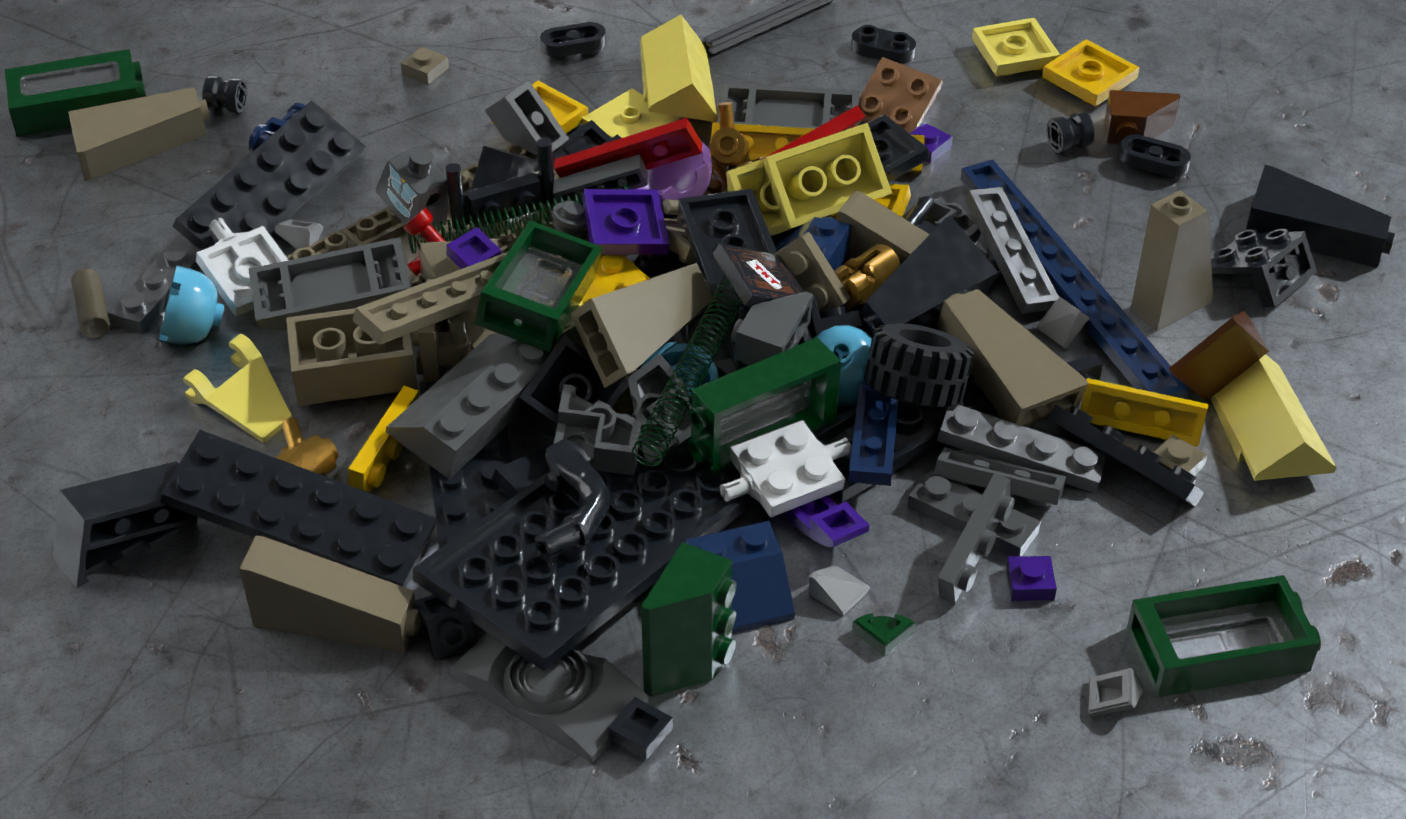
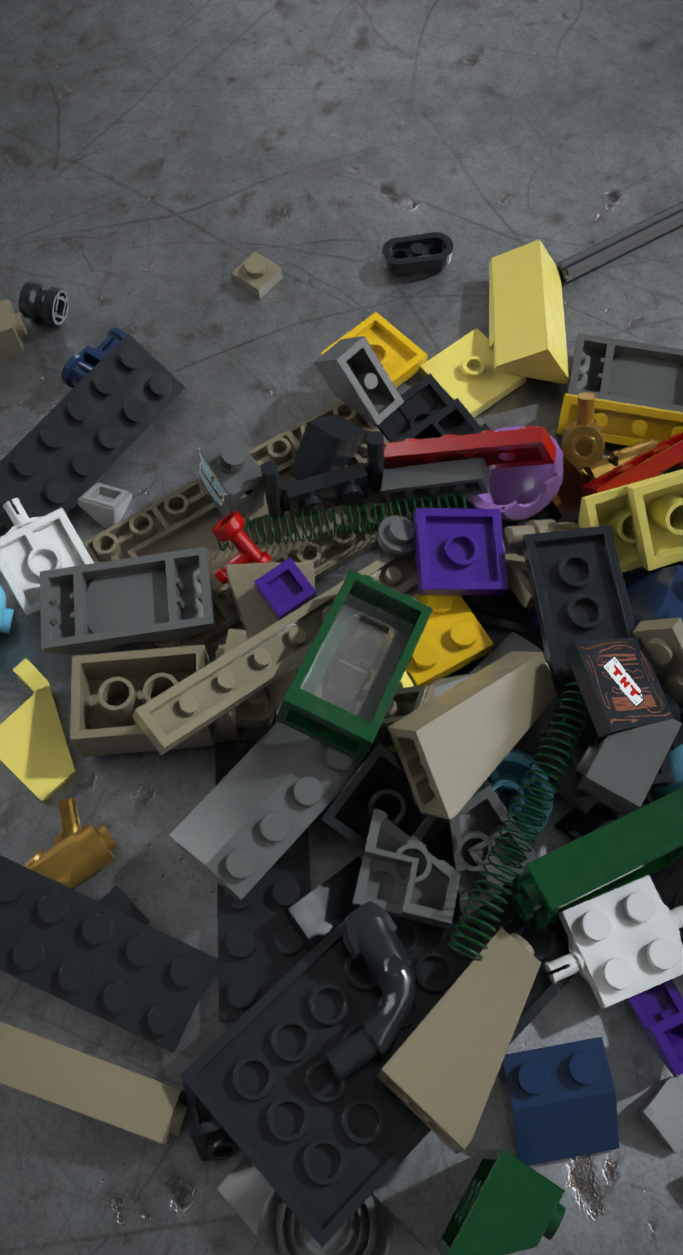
camera: 10 degrees right, 20 degrees up
(371, 462) = (149, 870): yellow plate -> none
(648, 524) = (459, 1046): none -> dark tan slope

